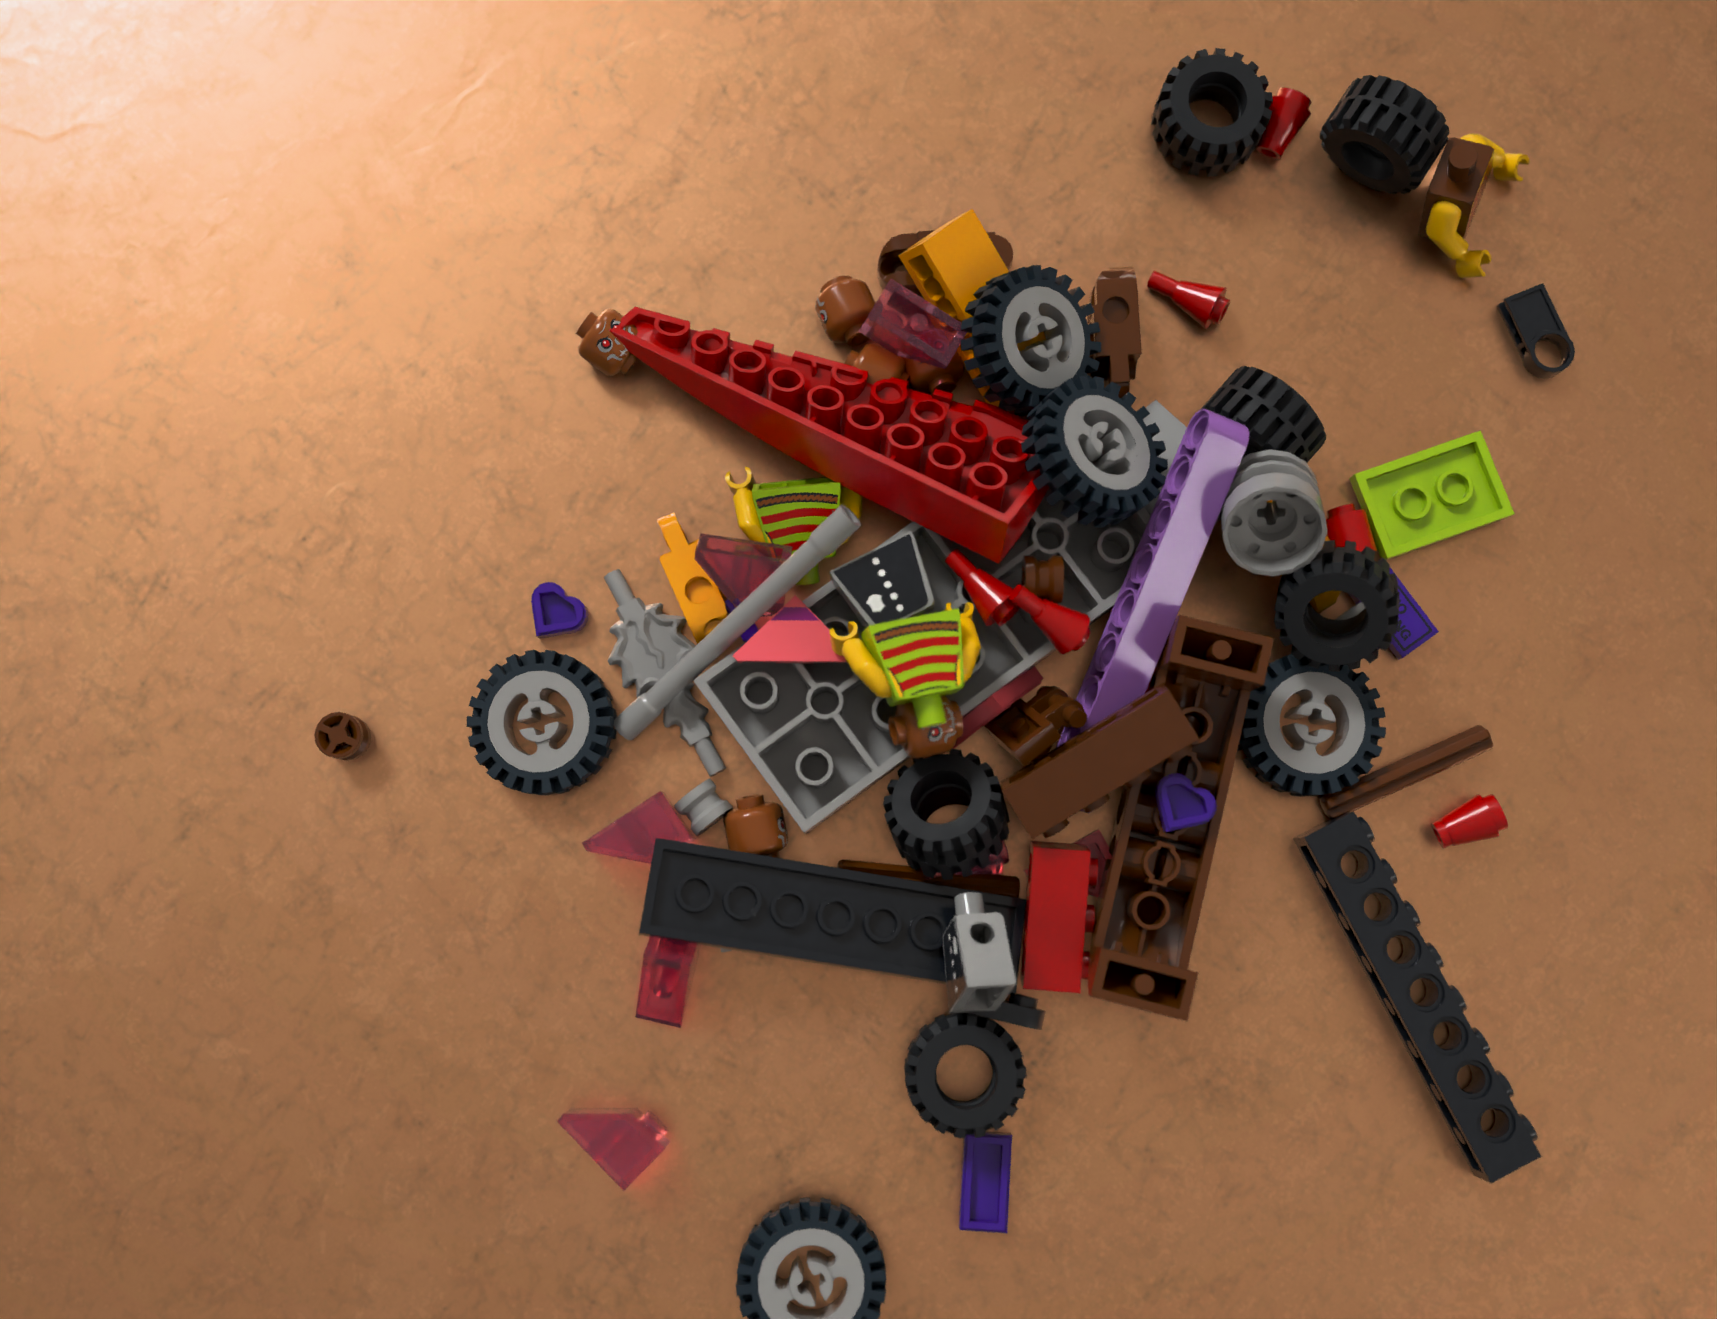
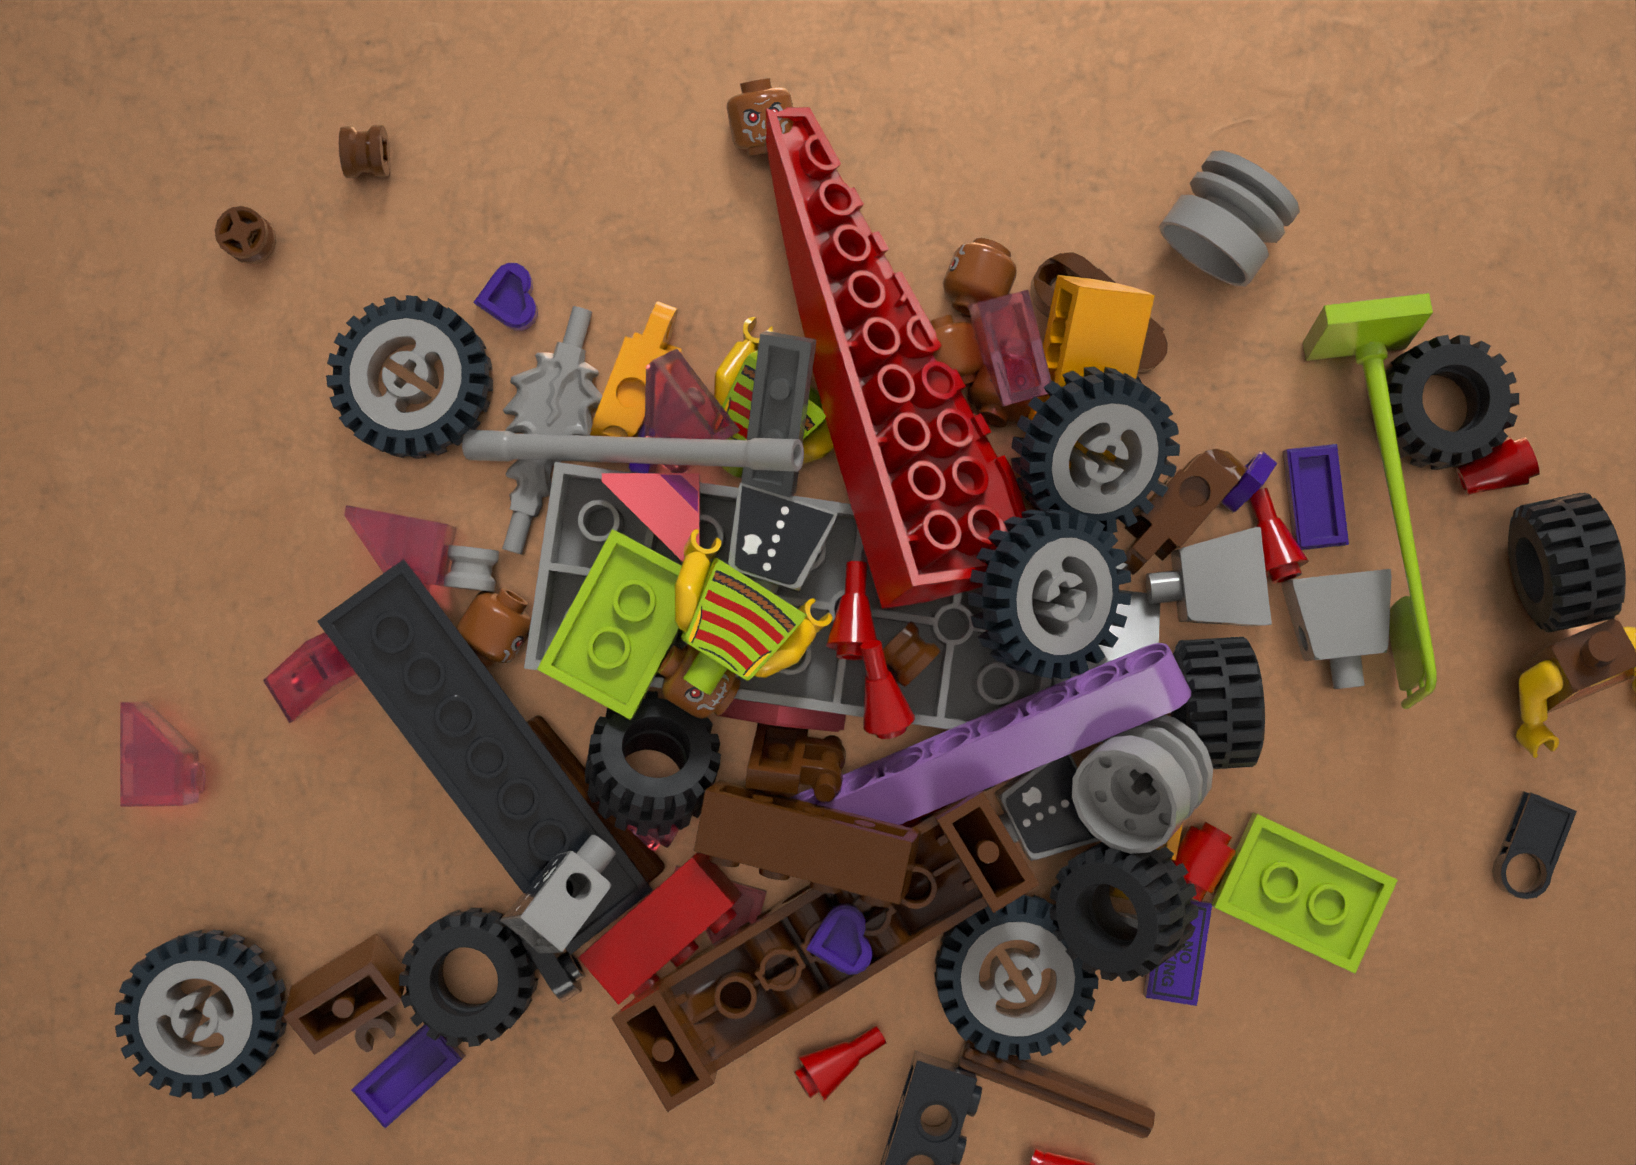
camera: 45 degrees right, 5 degrees up
(370, 607) = (364, 151): none -> reddish brown wheel
(801, 499) = (779, 402): none -> dark grey plate
(840, 741) = (617, 626): none -> lime plate
(898, 1167) = (347, 997): none -> reddish brown brick
(968, 124) = (1229, 218): none -> light grey wheel
(1124, 113) = (1369, 332): none -> lime piece
(1143, 266) = (1253, 479): none -> dark purple tile
(1184, 355) = (1217, 581): none -> light grey torso
(1189, 247) = (1315, 497): none -> dark purple tile
(1226, 593) = (1042, 810): none -> black torso
(1251, 903) = (827, 1068): none -> red cone
(1282, 305) = (1341, 620): none -> light grey torso

